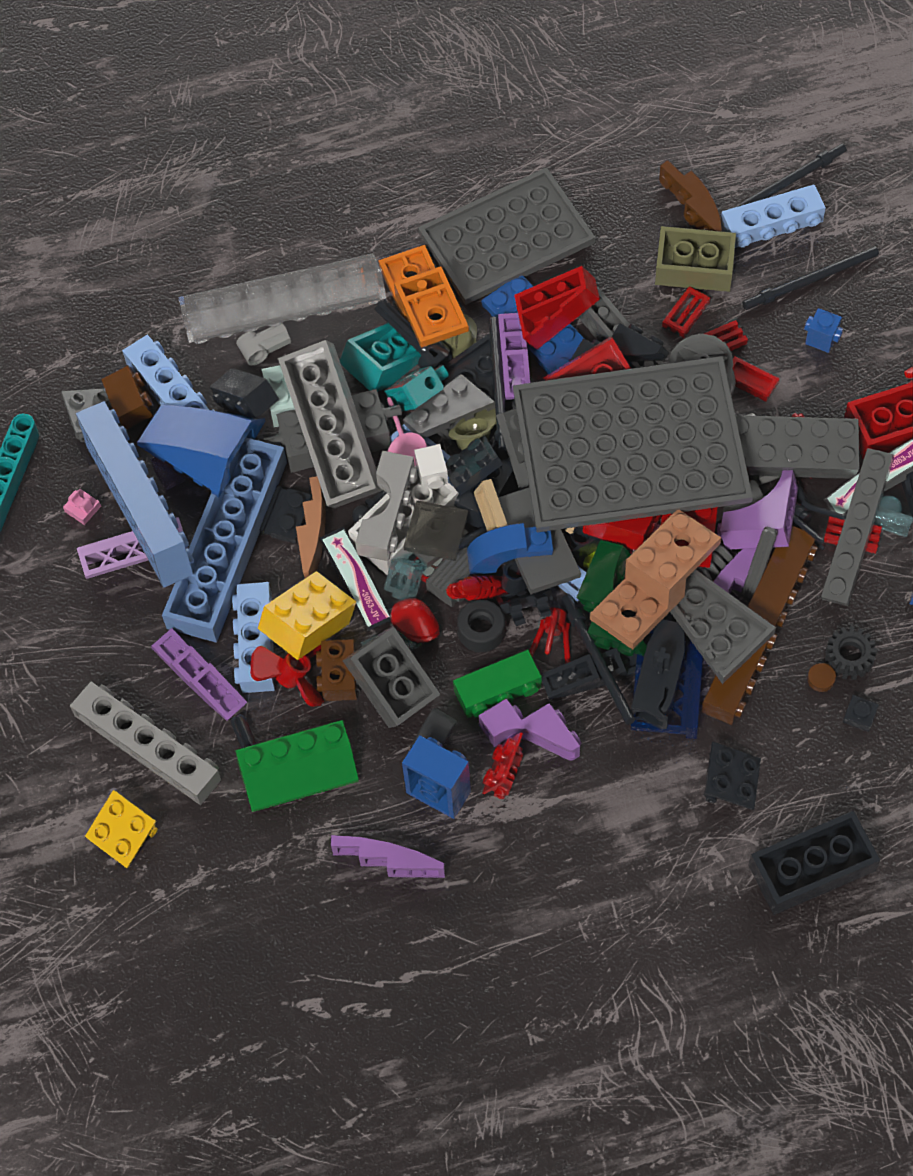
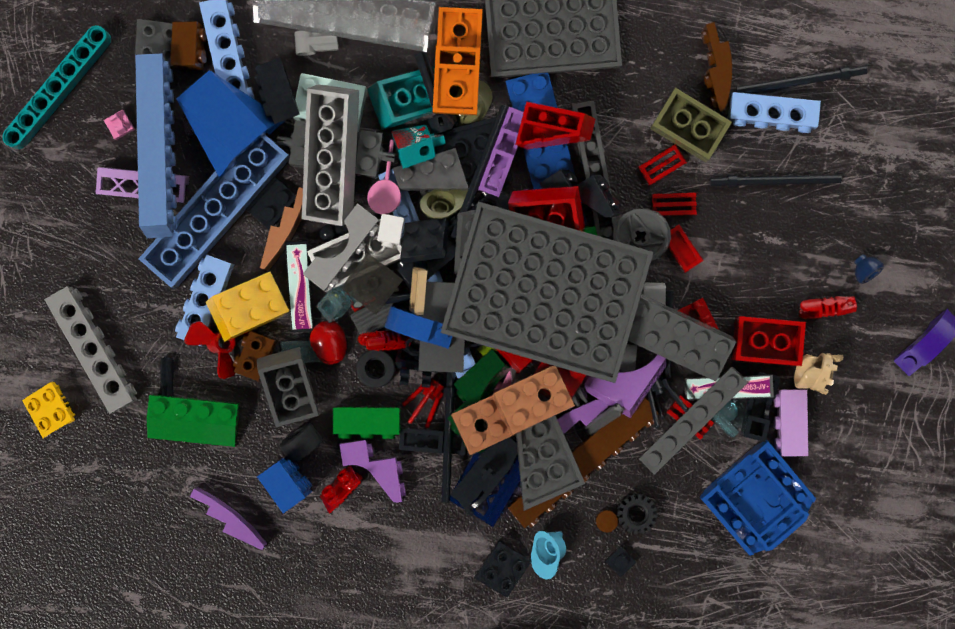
camera: 25 degrees right, 25 degrees up
(199, 675) = (152, 311): medium lavender slope -> none
(773, 735) = (547, 552): none -> medium azure piece
(823, 330) = (758, 235): blue brick -> none

